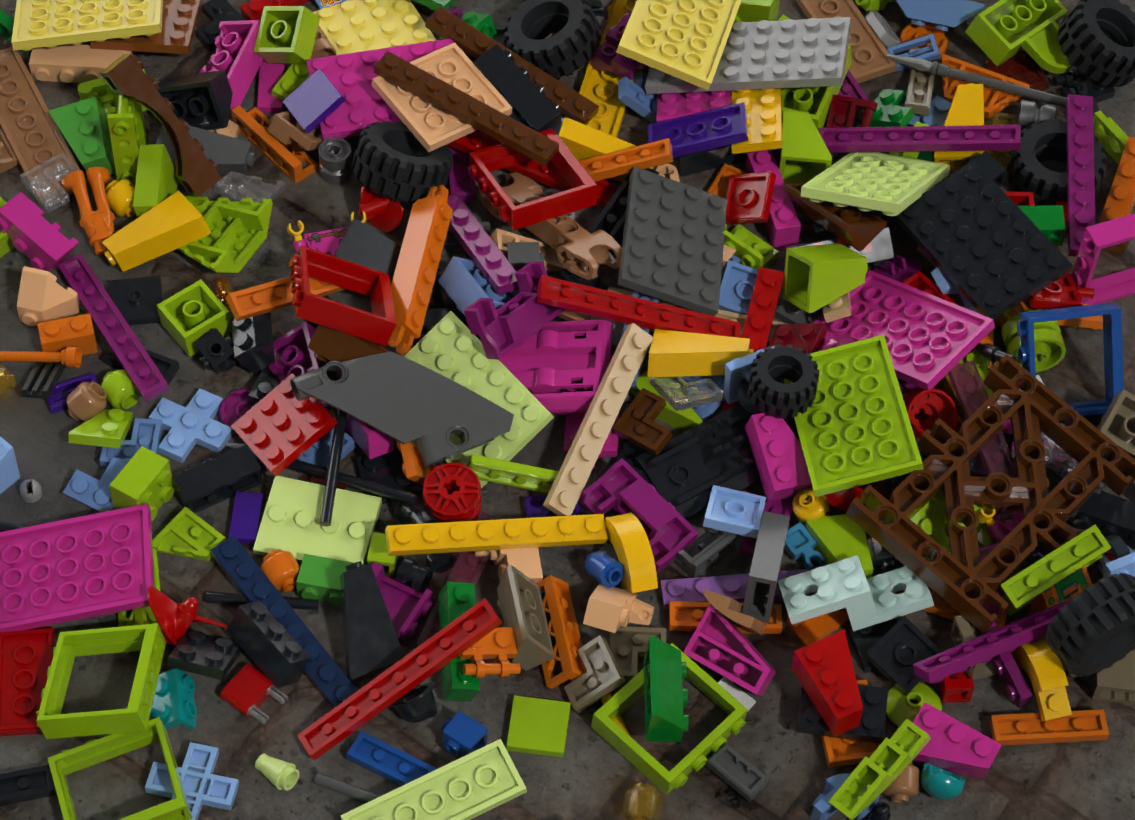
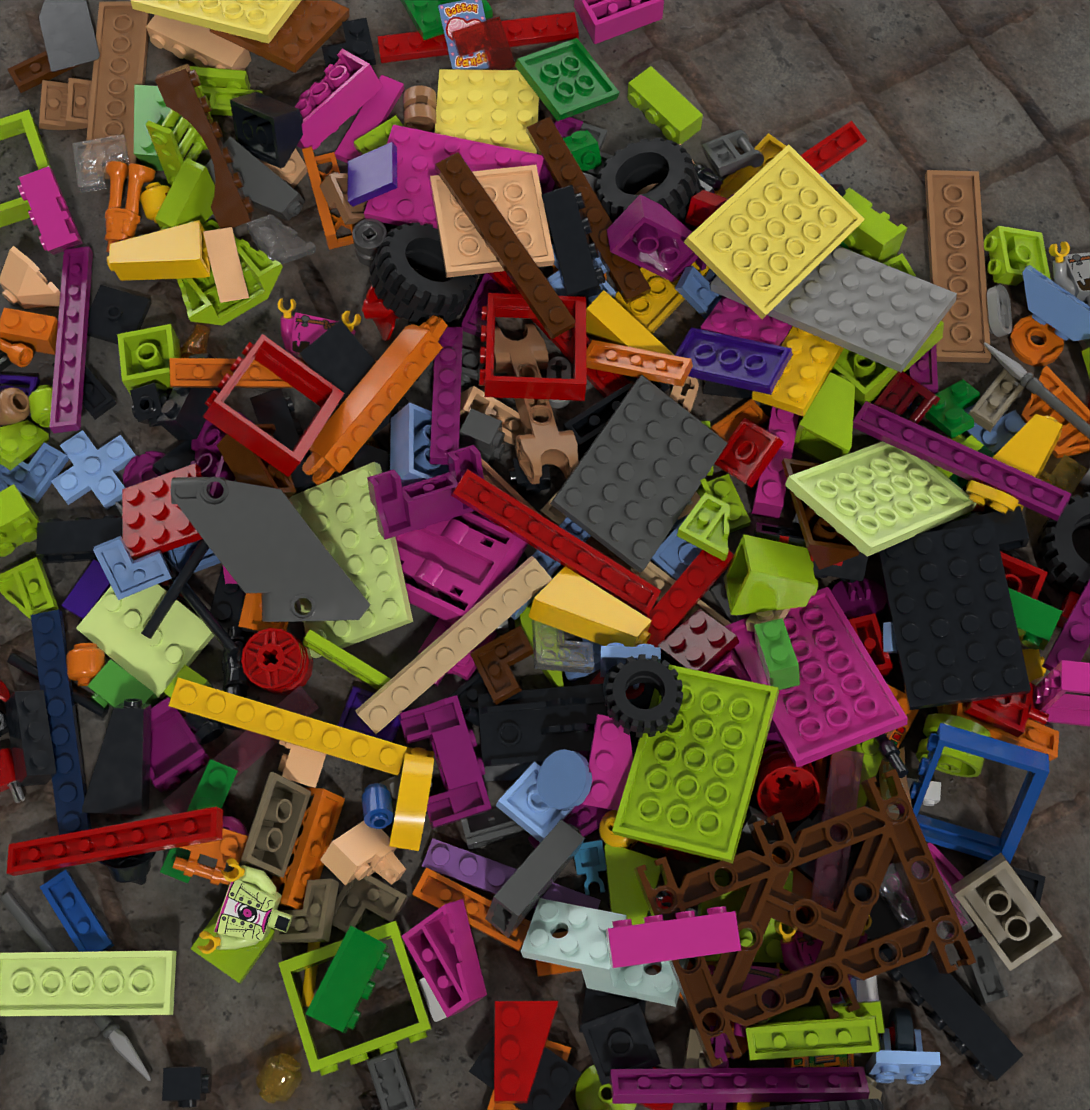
camera: 30 degrees right, 15 degrees up
(219, 221) = (225, 264): none -> light nougat sticker
(283, 479) = (128, 575): none -> medium blue plate
(286, 34) = (390, 89): lime brick -> none
(463, 735) = (154, 920): blue brick -> none
(544, 685) = (247, 910): none -> torso
(584, 65) = (651, 239): none -> magenta slope
(610, 30) = (703, 206): none -> red panel
(732, 610) = (465, 915): medium nougat slope -> none
(750, 479) = (564, 780): none -> medium blue tile
(752, 258) = (708, 526): none -> lime wing
(863, 319) = (777, 654): none -> bright green brick
(910, 536) = (672, 939): none -> dark pink brick
(929, 52) = (1037, 363): medium blue tile -> none
(962, 150) = (999, 500): none -> yellow plate

